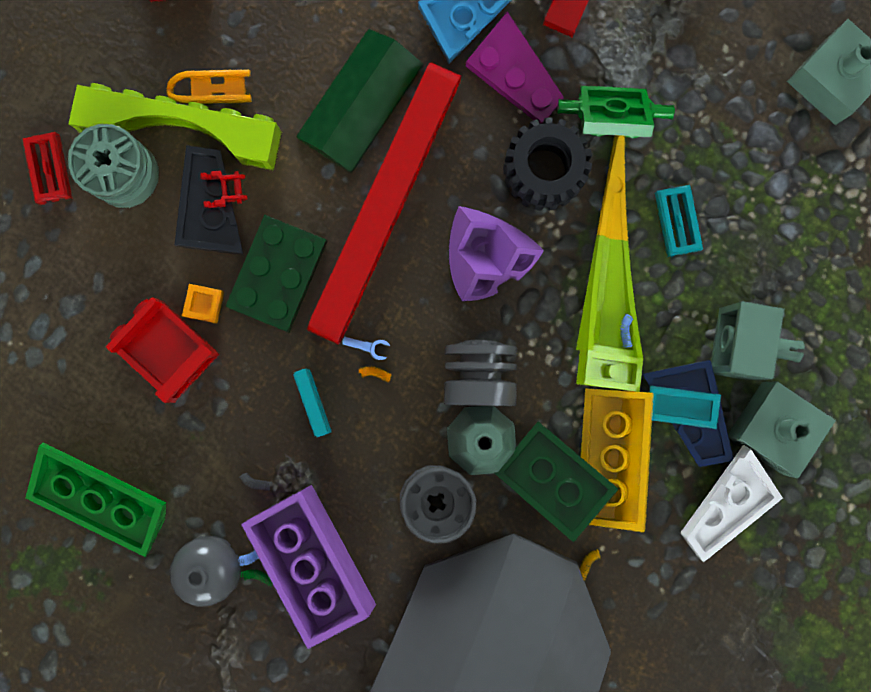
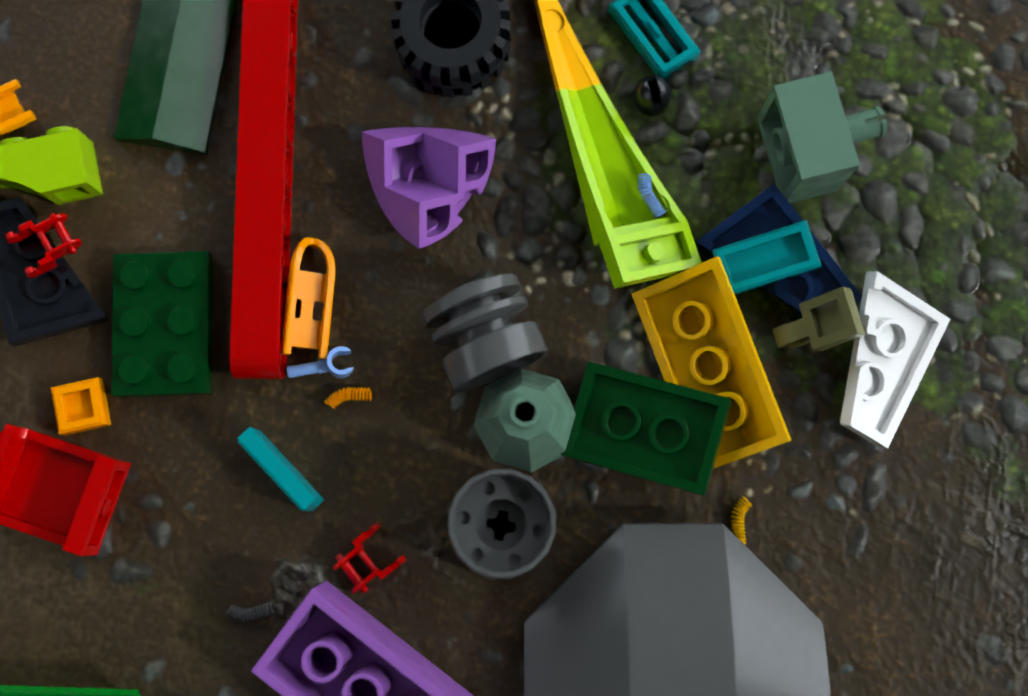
camera: 20 degrees left, 5 degrees down
(329, 487) = (350, 571): none -> red piece
(380, 293) = (308, 288): none -> light orange piece
(651, 262) = (642, 96): none -> black hinge
(702, 465) = (825, 322): none -> olive plate
(781, 428) = (905, 230): sand green brick -> none

